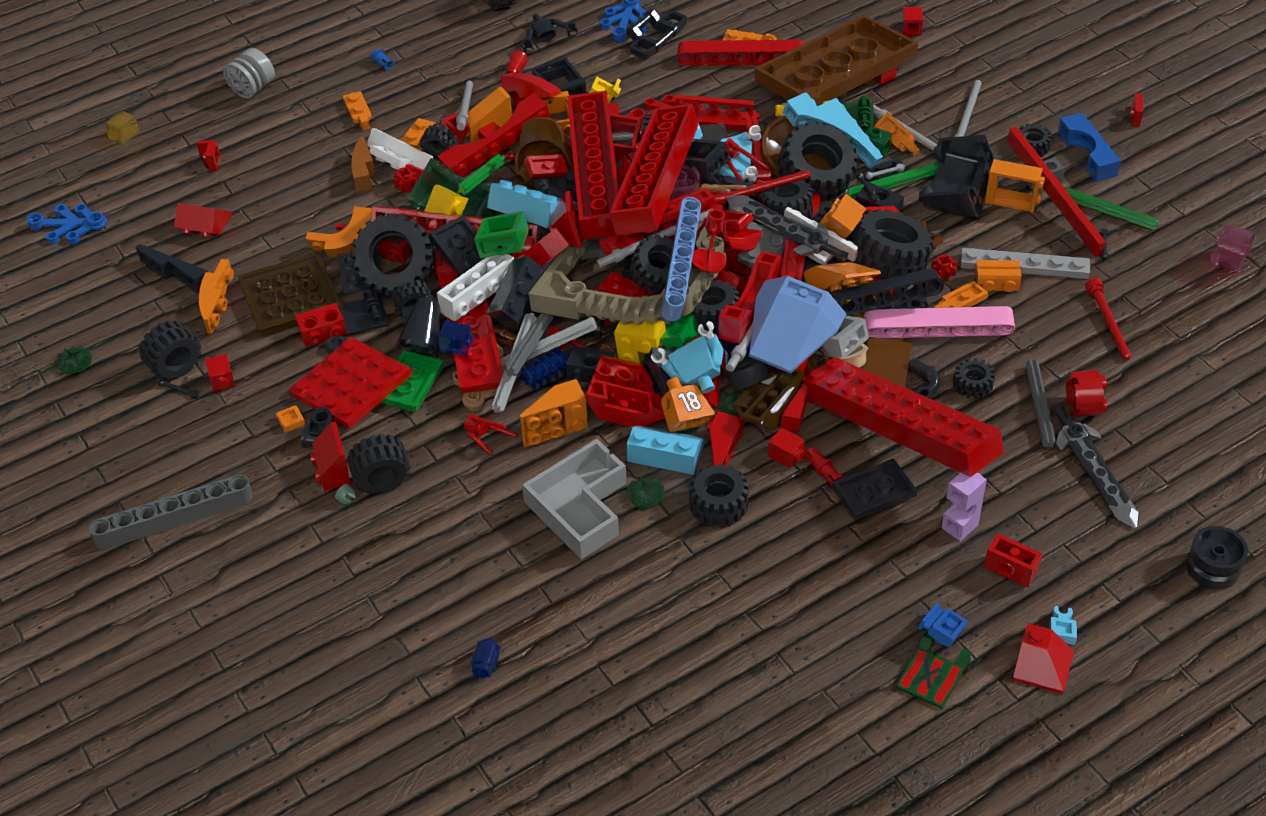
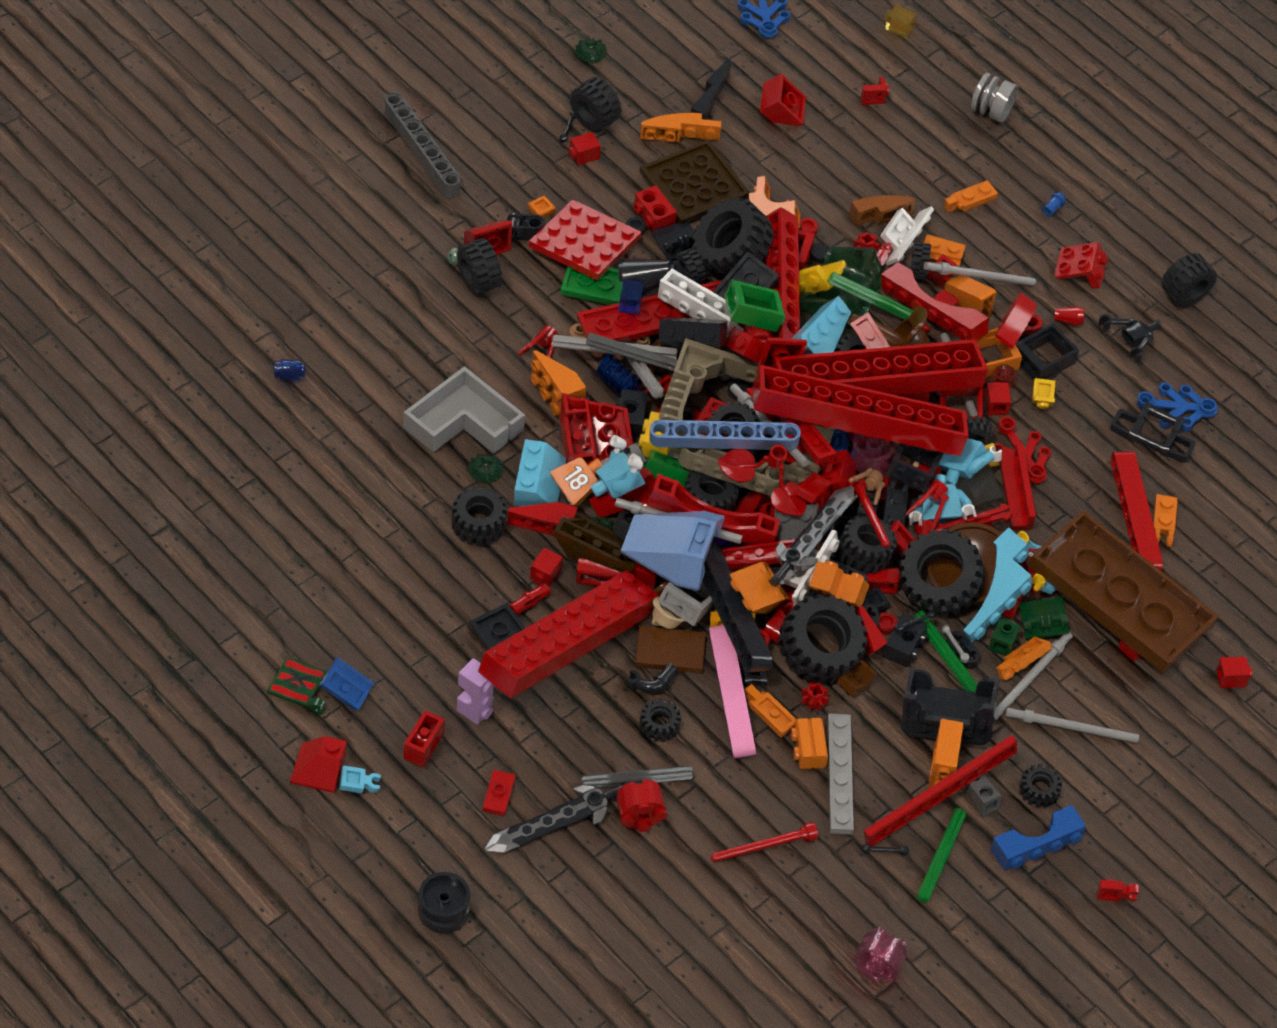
camera: 75 degrees right, 5 degrees up
(457, 50) = (1082, 260): none -> red bracket
(1066, 510) = (498, 793): none -> red plate

